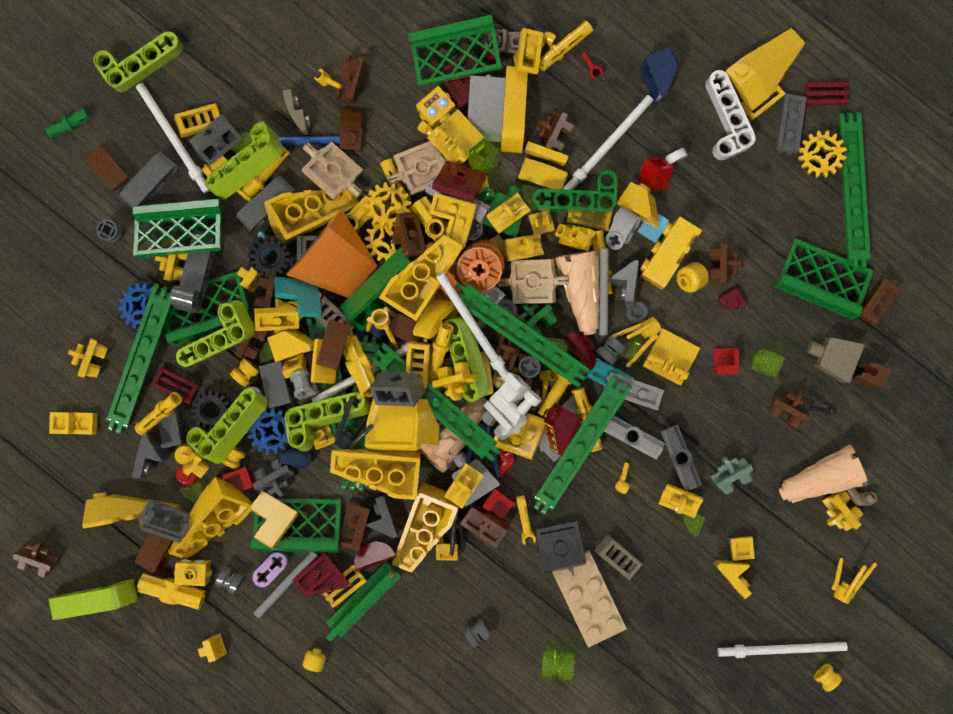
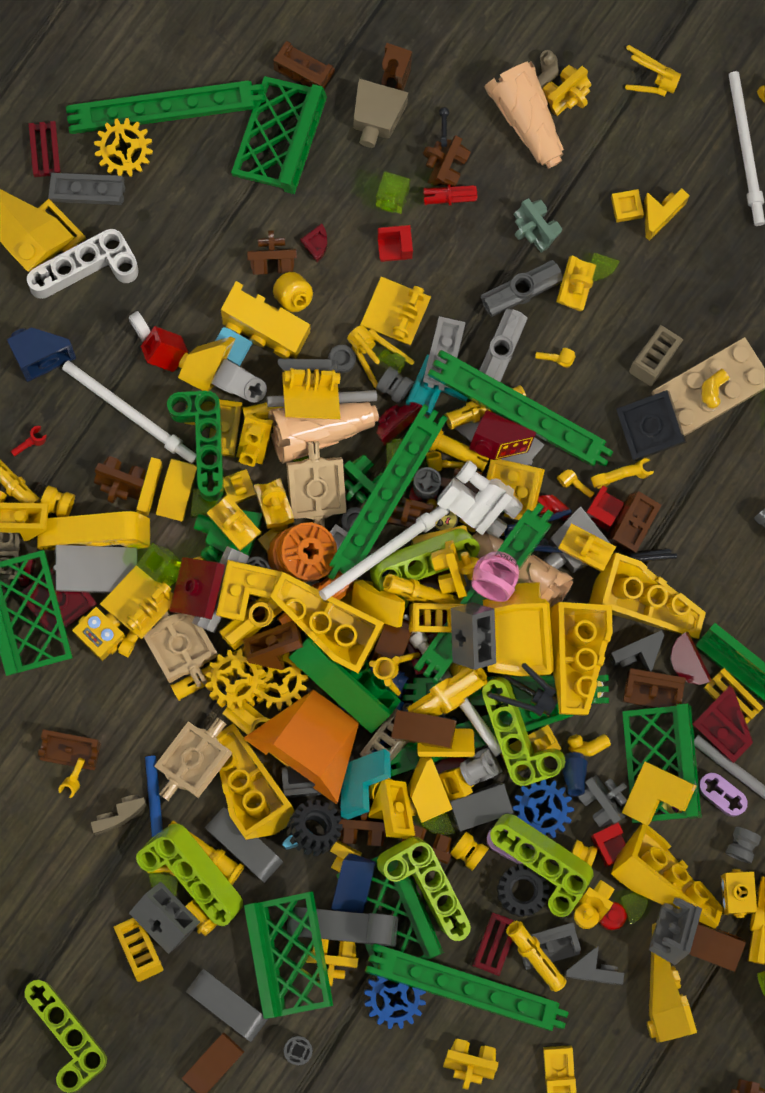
camera: 105 degrees left, 10 degrees down
(194, 171) = (209, 945): white bar -> none
(225, 282) = (353, 884): none -> dark blue slope
(316, 464) = (590, 748): none -> yellow arm
(351, 129) = (134, 742): reddish brown slope -> none
(443, 411) = (495, 576): none -> bright pink helmet
(443, 551) = (673, 569): yellow tile -> none
(526, 478) = (569, 477): none -> yellow hand
(540, 83) = (59, 503): none -> yellow wheel
(585, 597) = (711, 386): none -> yellow arm
(605, 282) = (311, 394): none -> yellow hinge
(762, 409) = (450, 194): none -> red axle

